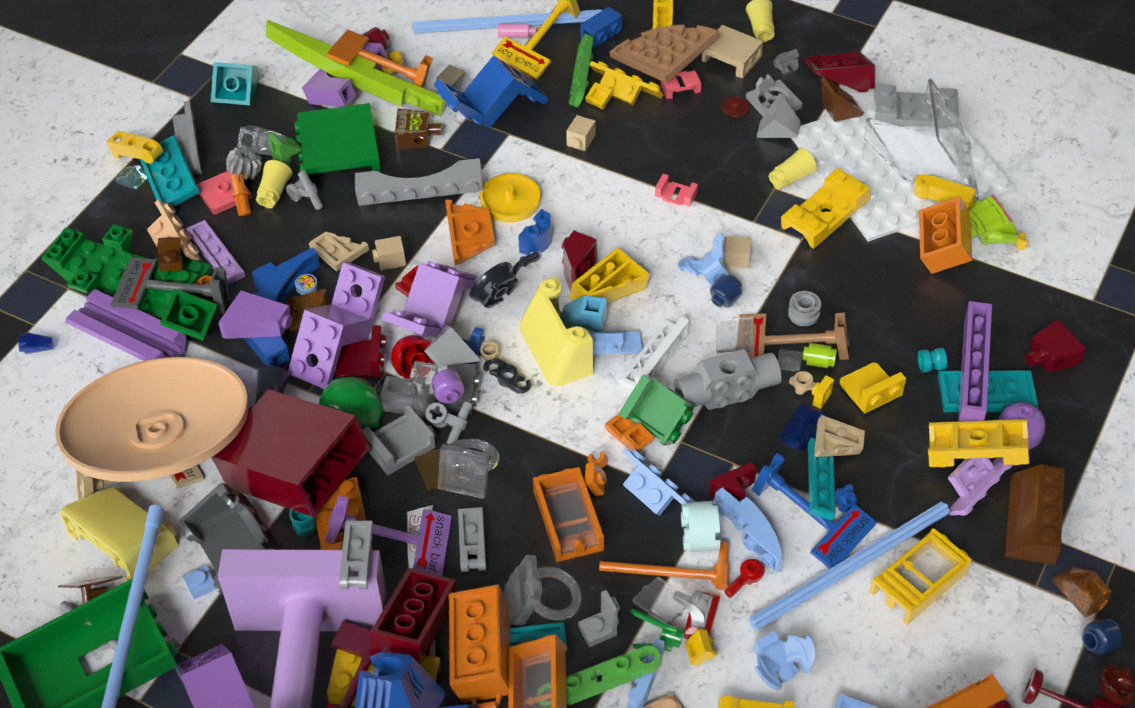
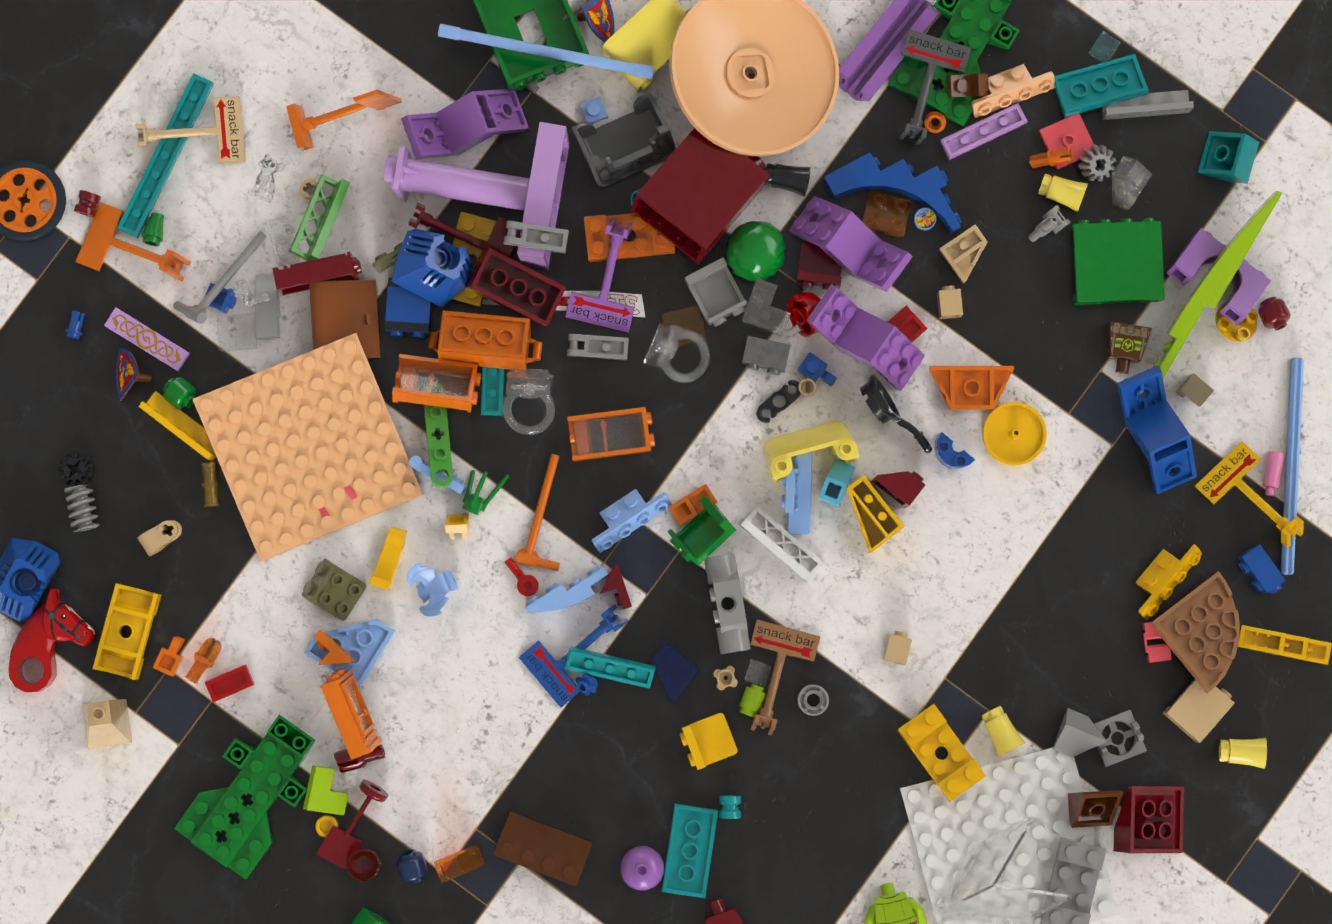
camera: 100 degrees right, 35 degrees up
(134, 146) = (1136, 49): yellow leg -> none
(188, 314) = (882, 102): green slope -> none
(255, 317) = (867, 166): medium lavender slope -> none
(282, 148) = (1105, 205): bright green slope -> none
(352, 44) = (1235, 281): orange piece -> none
(379, 188) = (1039, 385): light grey arch -> none
(447, 386) = (754, 340): medium lavender head -> none
(450, 349) = (806, 349): light grey slope -> none
(458, 423) = (730, 338): light grey piece -> none
(580, 81) = (1210, 540): bright green piece -> none
(581, 133) = (1092, 519): tan brick -> none
(594, 475) = (647, 464): orange plate -> none
(599, 95) = (1149, 548): yellow plate -> none
(602, 625) = (493, 444): light grey bracket -> none
(658, 601) = (510, 502): clear piece -> none
(665, 190) = (1000, 596): coral piece -> none
(701, 526) = (570, 547): light aqua brick -> none
(701, 609) = (490, 531): flat silver piece -> none
(710, 265) = (881, 618): light blue animal -> none
(726, 291) = (846, 627): dark blue head -> none
(734, 334) = (794, 626): clear piece -> none
(735, 106) = (1116, 694): clear red piece -> none
(787, 58) = (1176, 765): clear tile -> none
(822, 391) = (709, 692): yellow plate -> none
(837, 438) = (649, 691): tan wing -> none
(848, 566) = (520, 673): light blue axle -> none
(922, 574) = (496, 730): yellow door -> none
(942, 190) = (951, 866): yellow leg -> none
(945, 235) = (877, 861): orange brick -> none
(972, 481) = (589, 810): lavender bracket -> none
(975, 362) = (707, 841): medium lavender brick -> none
(996, 437) = (613, 840): yellow piece -> none

